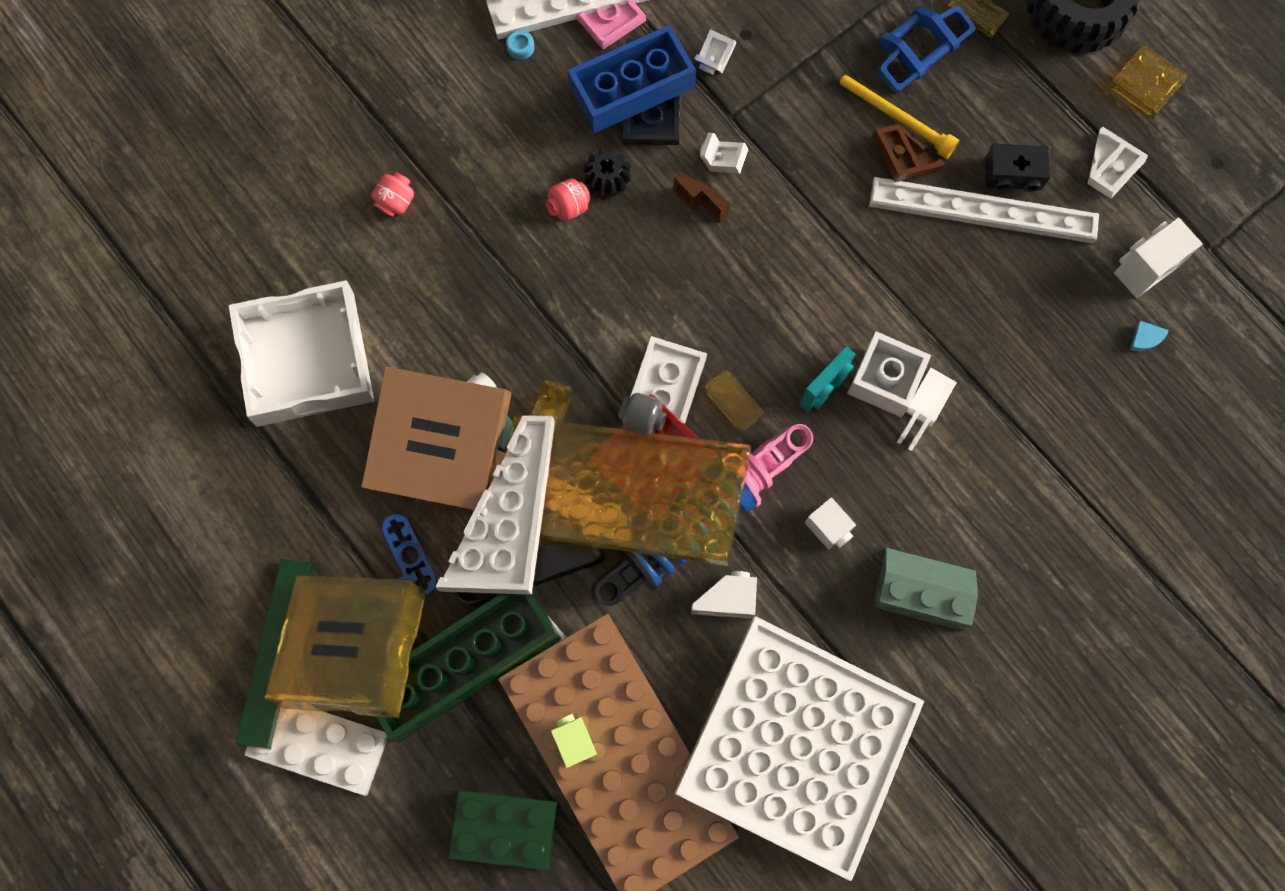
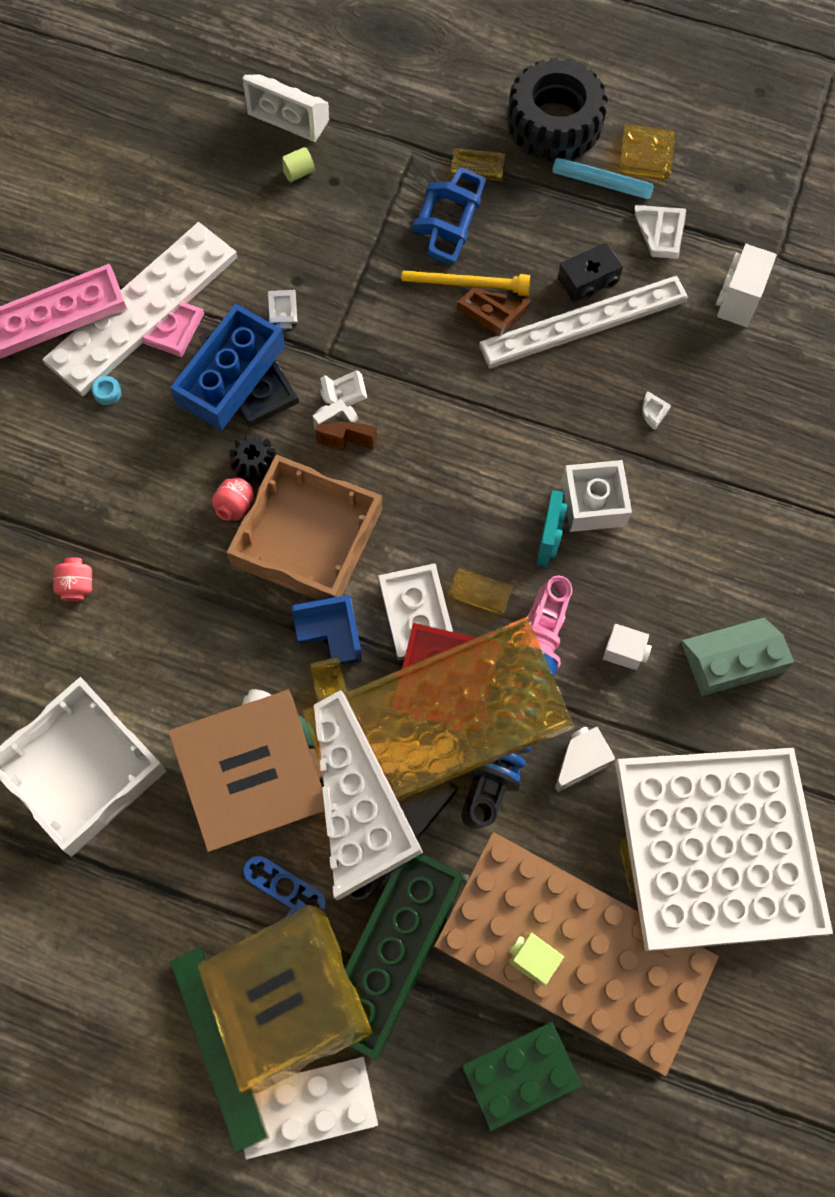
camera: 30 degrees left, 5 degrees down
(585, 351) = (329, 620): none -> blue panel
(613, 261) = (305, 530): none -> medium nougat tile
(642, 414) = (418, 643): dark grey head -> none
(702, 172) = (334, 413): none -> white bracket
(928, 403) = (642, 504): white arm -> none
(997, 327) = (654, 410): none -> white tile
(1088, 85) = (603, 178): none -> medium azure axle
(1147, 336) = (775, 353): medium azure tile -> none

